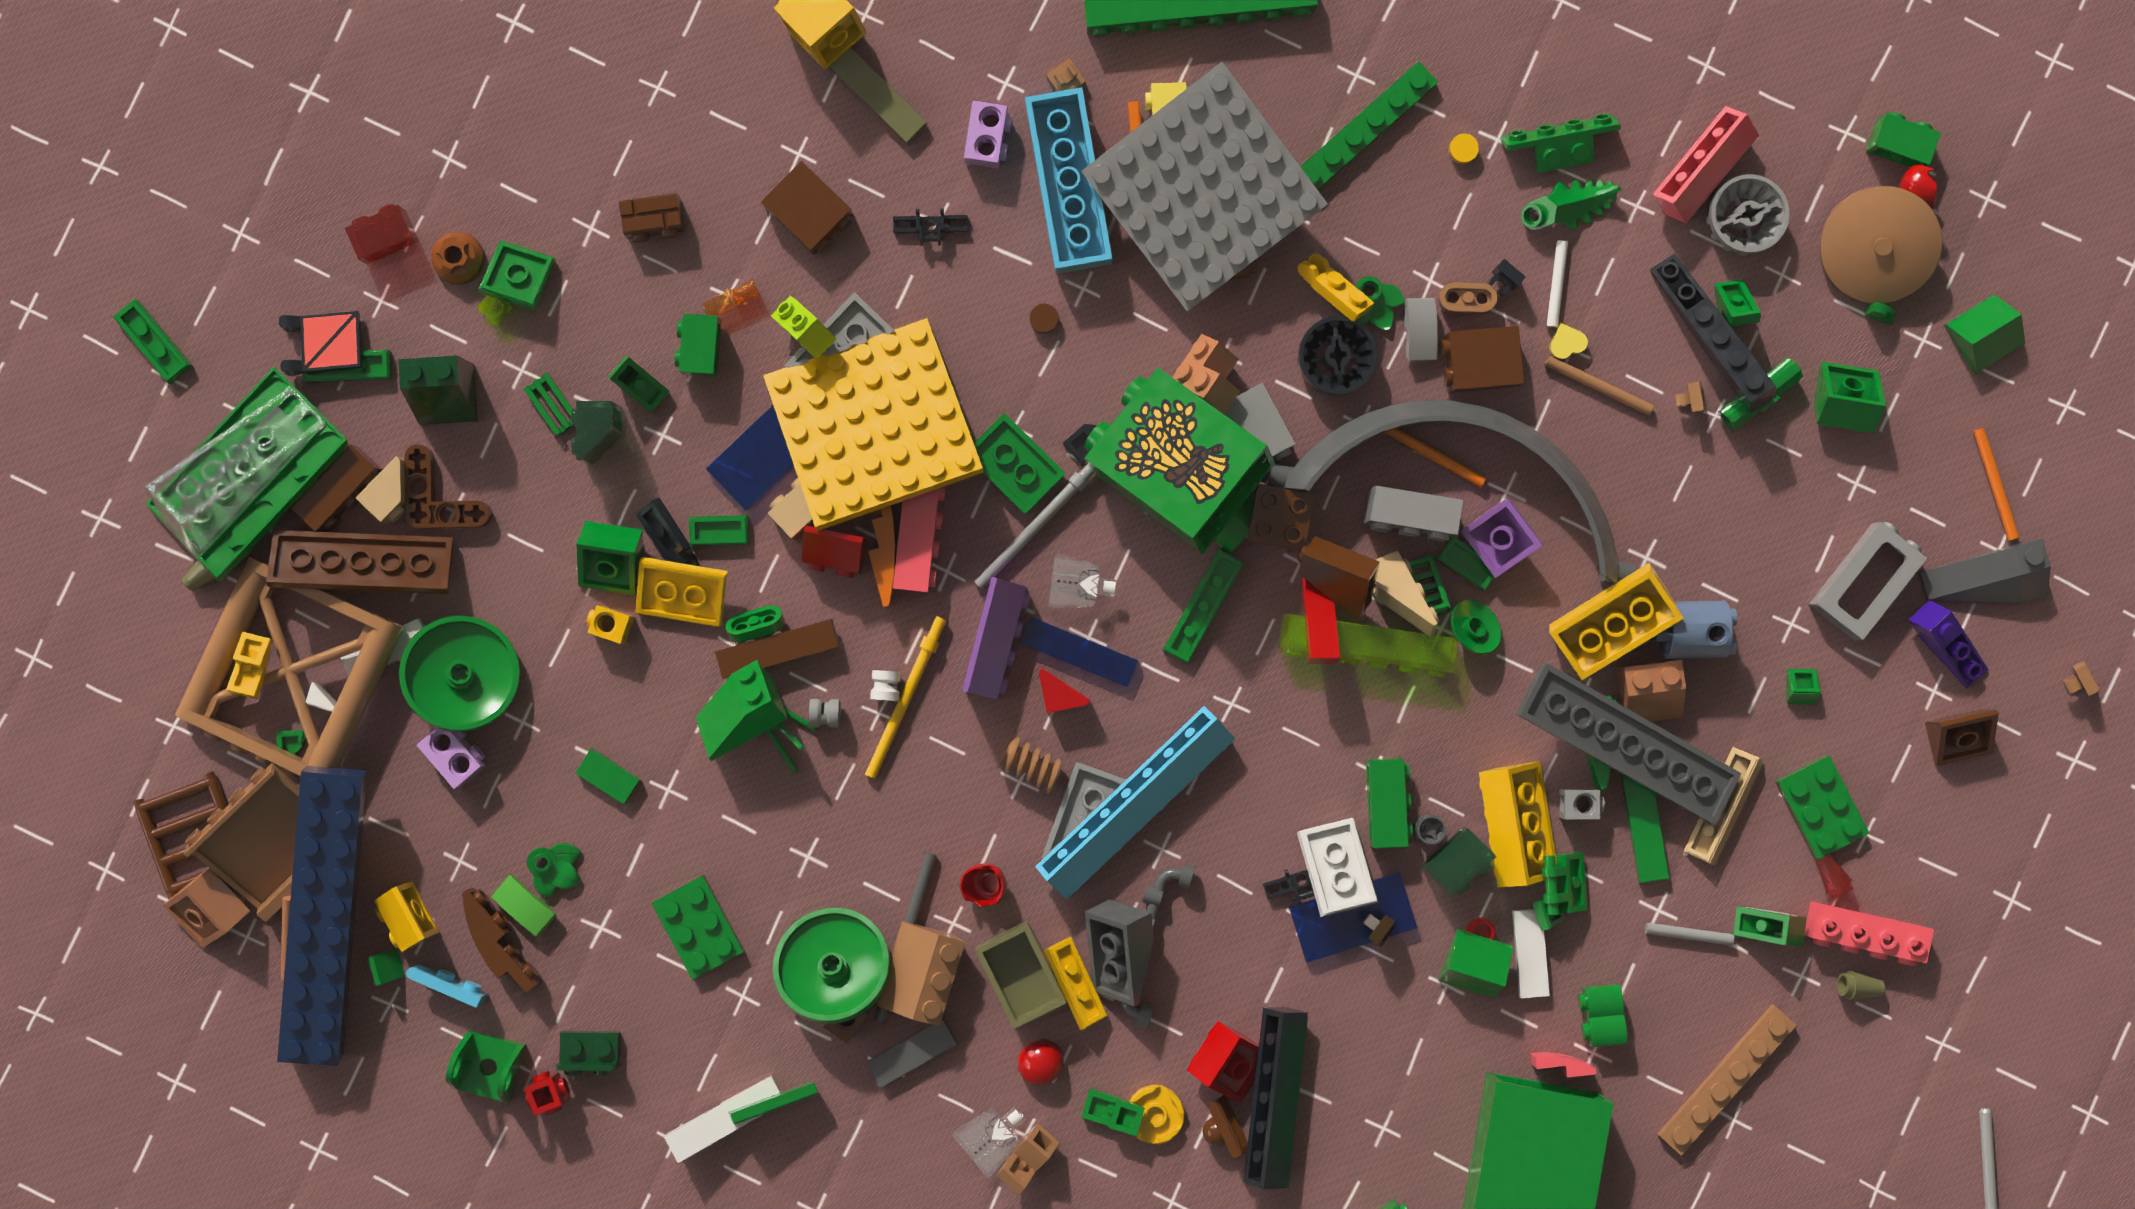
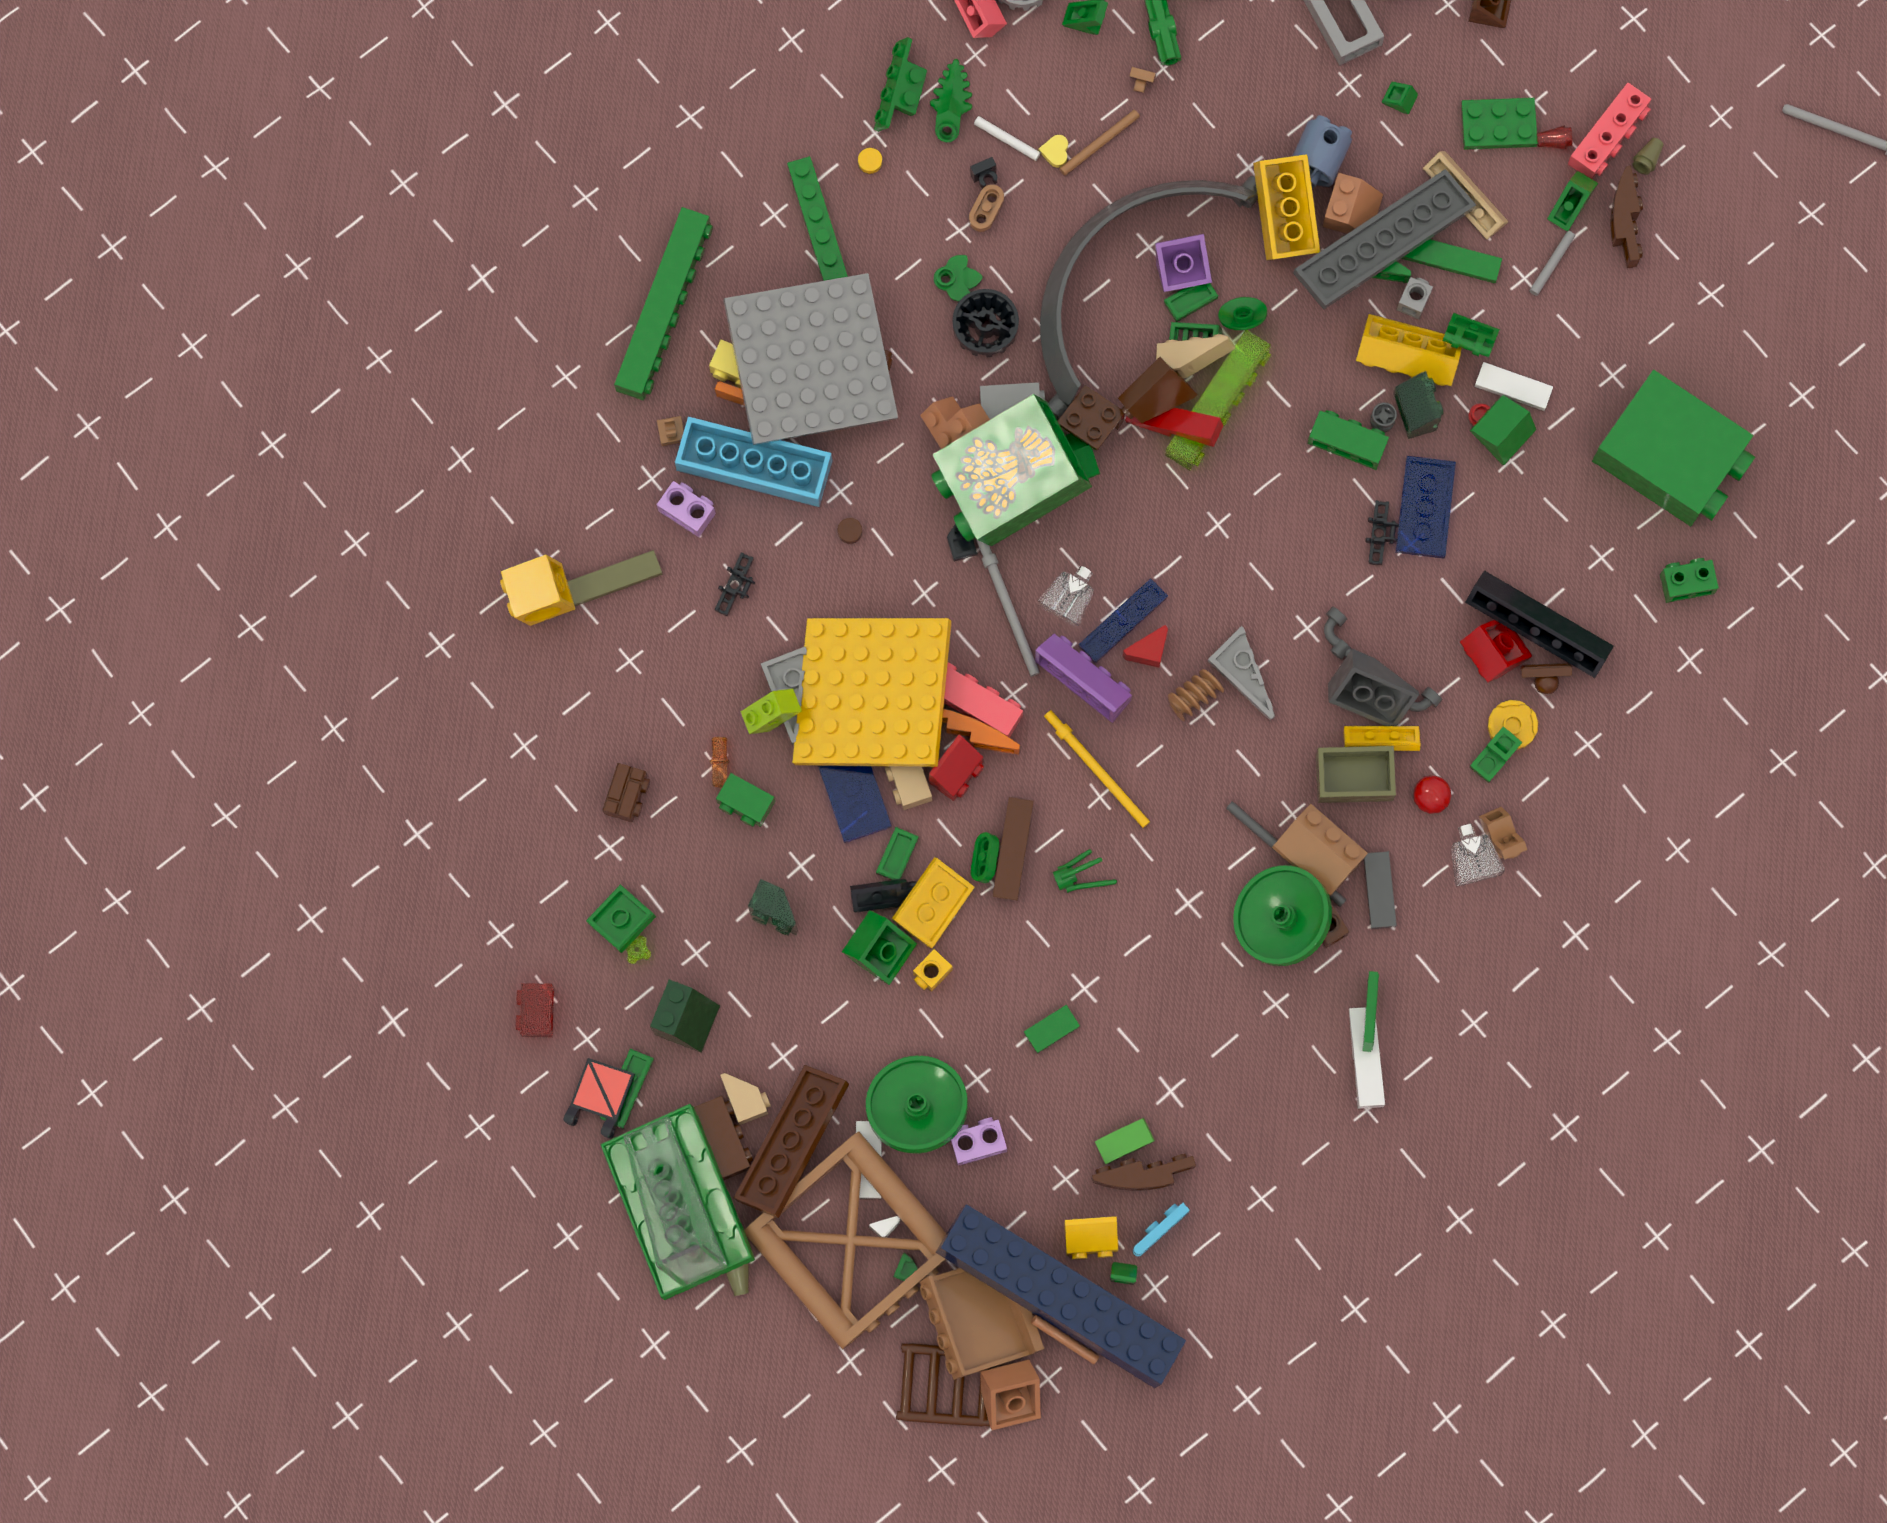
camera: 60 degrees left, 10 degrees down
(152, 341) = (532, 1235): green tile -> none
(251, 665) = (832, 1266): yellow slope -> none
(435, 508) = (774, 1069): reddish brown beam -> none
(466, 1069) = (1246, 1210): green hose -> none
(470, 264) = (588, 973): dark orange piece -> none
(538, 384) = (725, 931): green tile -> none
(539, 1100) = (1285, 1177): red brick -> none
(557, 871) = (1108, 1101): green plate -> none
(589, 1052) = (1264, 1142): dark green bracket -> none
(638, 384) = (753, 861): green slope -> none
(698, 927) = (1204, 1012): green plate -> none
(740, 710) = (1049, 896): green slope -> none
(808, 208) = (678, 669): reddish brown brick -> none
(831, 711) = (1080, 835): light grey wheel -> none
(885, 685) = (1080, 778): white wheel -> none
(983, 885) = (1272, 772): red hair -> none
(1016, 463) = (959, 597): green plate -> none
(1135, 802) = (1261, 628): medium azure brick -> none
(1203, 606) = (1131, 511): green tile -> none
(1334, 287) = (931, 301): yellow hinge -> none
(1337, 867) = (1381, 498): white tile -> none
(1381, 929) = (1442, 486): dark brown tile -> none
(1412, 513) = (1133, 320): light grey brick -> none
(1421, 328) = (994, 251): light grey slope -> none
(1436, 456) = (1098, 284): orange bar -> none
(1483, 359) = (1039, 217): reddish brown brick -> none
(1546, 921) = (1492, 362): green tile -> none
(1569, 1065) = (1612, 396): coral slope -> none
(1603, 1015) = (1585, 352): green brick -> none
(1714, 334) = (1101, 40): black slope -> none
(1726, 1079) = (1677, 286): medium nougat plate -> none
(1788, 985) = (1624, 209): none -> reddish brown slope

